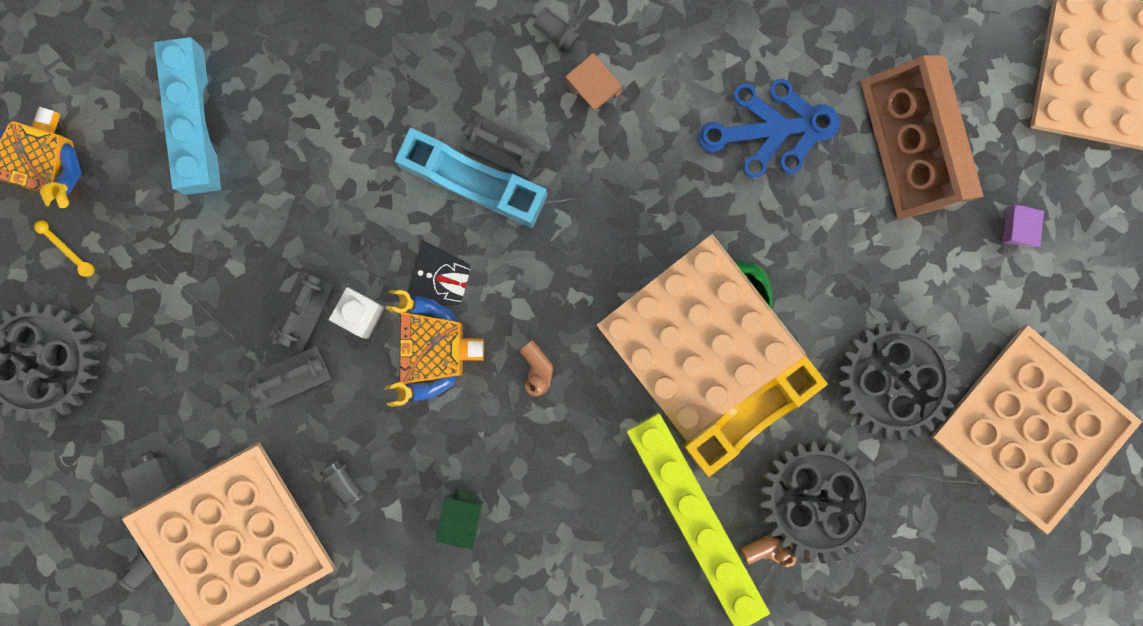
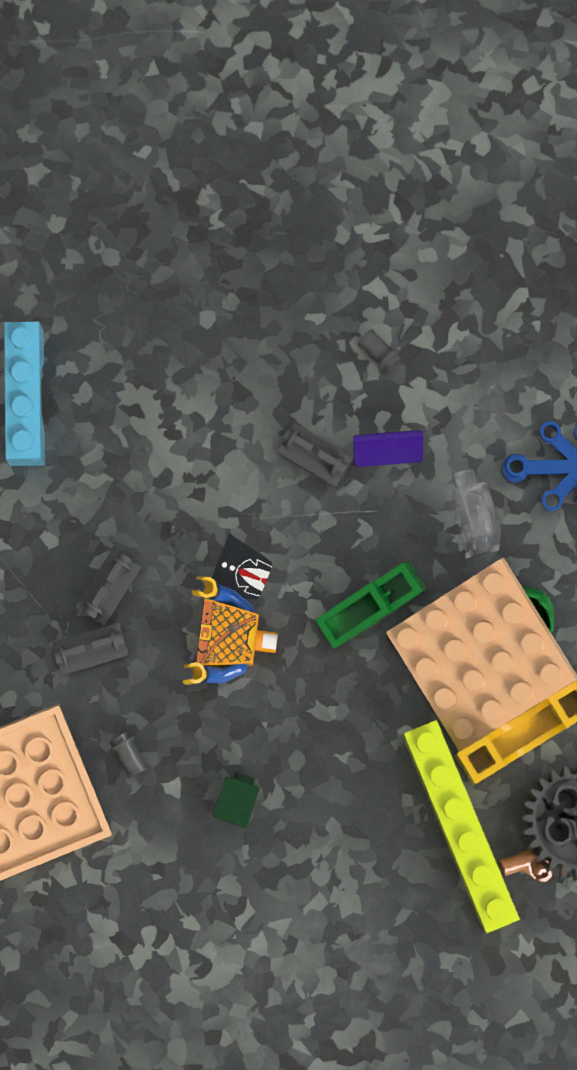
camera: 10 degrees right, 5 degrees down
(357, 313) = (162, 595): white brick -> none
(470, 179) = (284, 483): medium azure arch -> none
(540, 370) = (328, 668): nougat arm -> none
(577, 131) = (388, 448): none -> dark purple slope
(578, 297) = (371, 604): none -> green slope
(593, 82) = (408, 404): nougat panel -> none
(676, 191) = (475, 515): none -> clear torso

